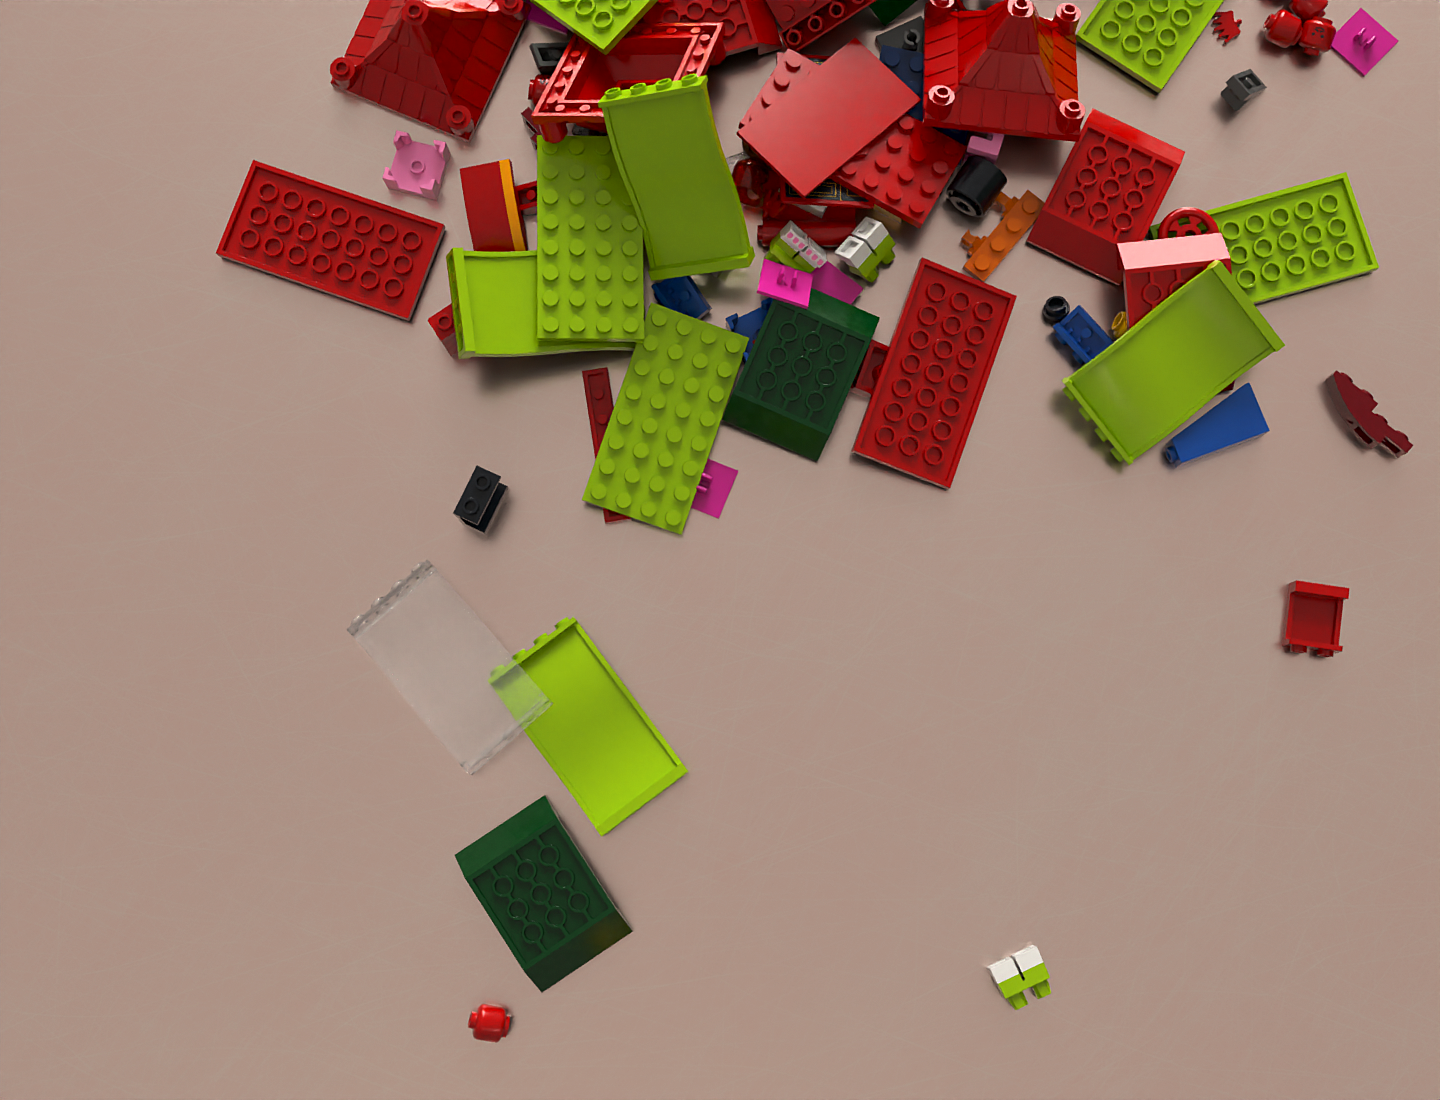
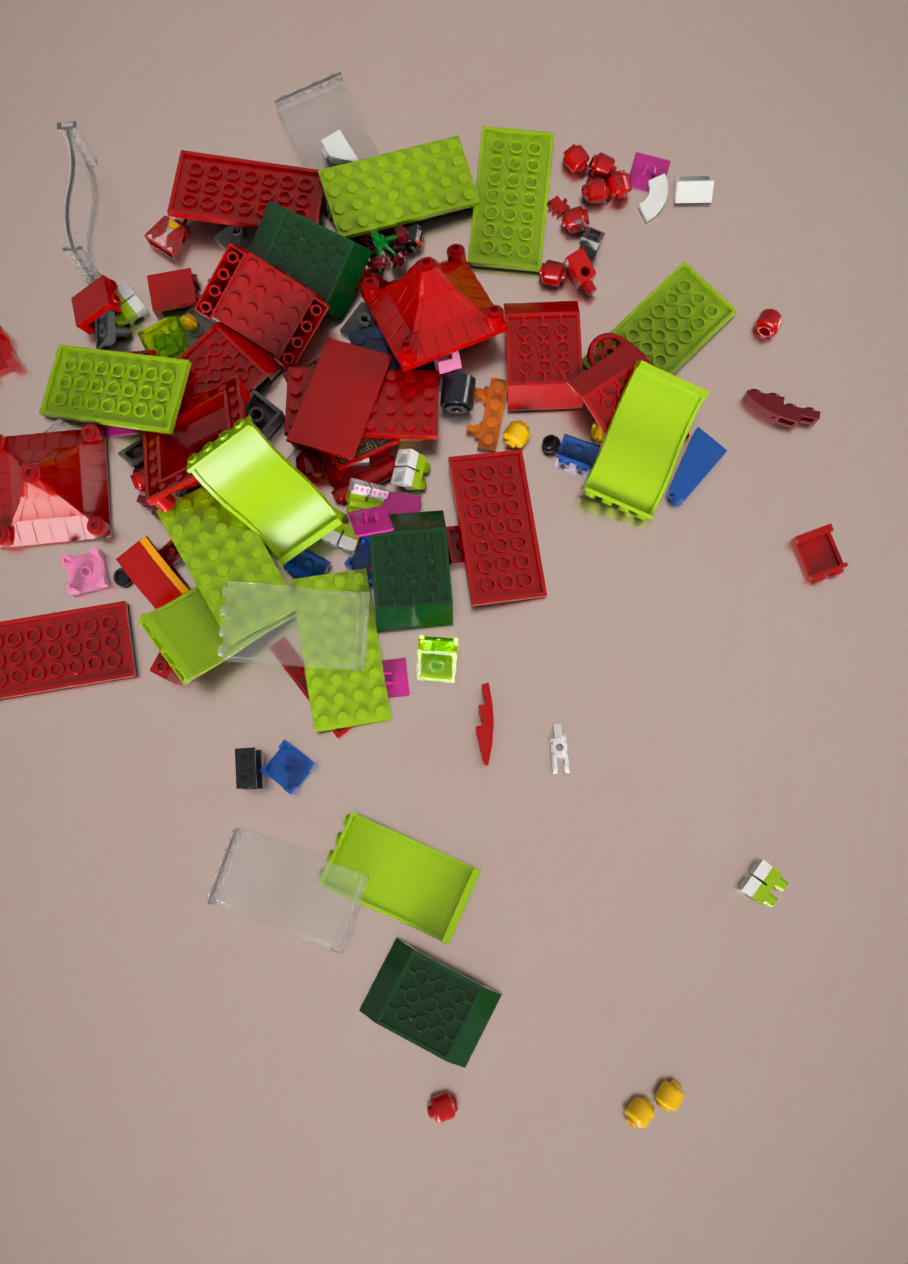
camera: 30 degrees left, 0 degrees up
(454, 195) = (121, 578): none -> black plate
(528, 525) = (289, 767): none -> blue panel
(625, 359) = (293, 626): none -> clear panel
(727, 89) = (264, 414): none -> dark grey brick
(742, 285) = (343, 537): none -> white hips
(774, 492) = (437, 659): none -> clear neon green slope
(785, 608) = (485, 731): none -> red slope
(868, 668) = (560, 739): none -> white hinge
(1020, 274) = (516, 434): none -> yellow head
(1173, 102) = (552, 273): none -> red head
(1209, 117) = (580, 271): none -> red torso
(1238, 51) = (575, 219): none -> red head
(1354, 77) = (656, 198): none -> white tile
(1407, 89) = (693, 188): none -> white brick
(1410, 303) = (768, 322): none -> red head

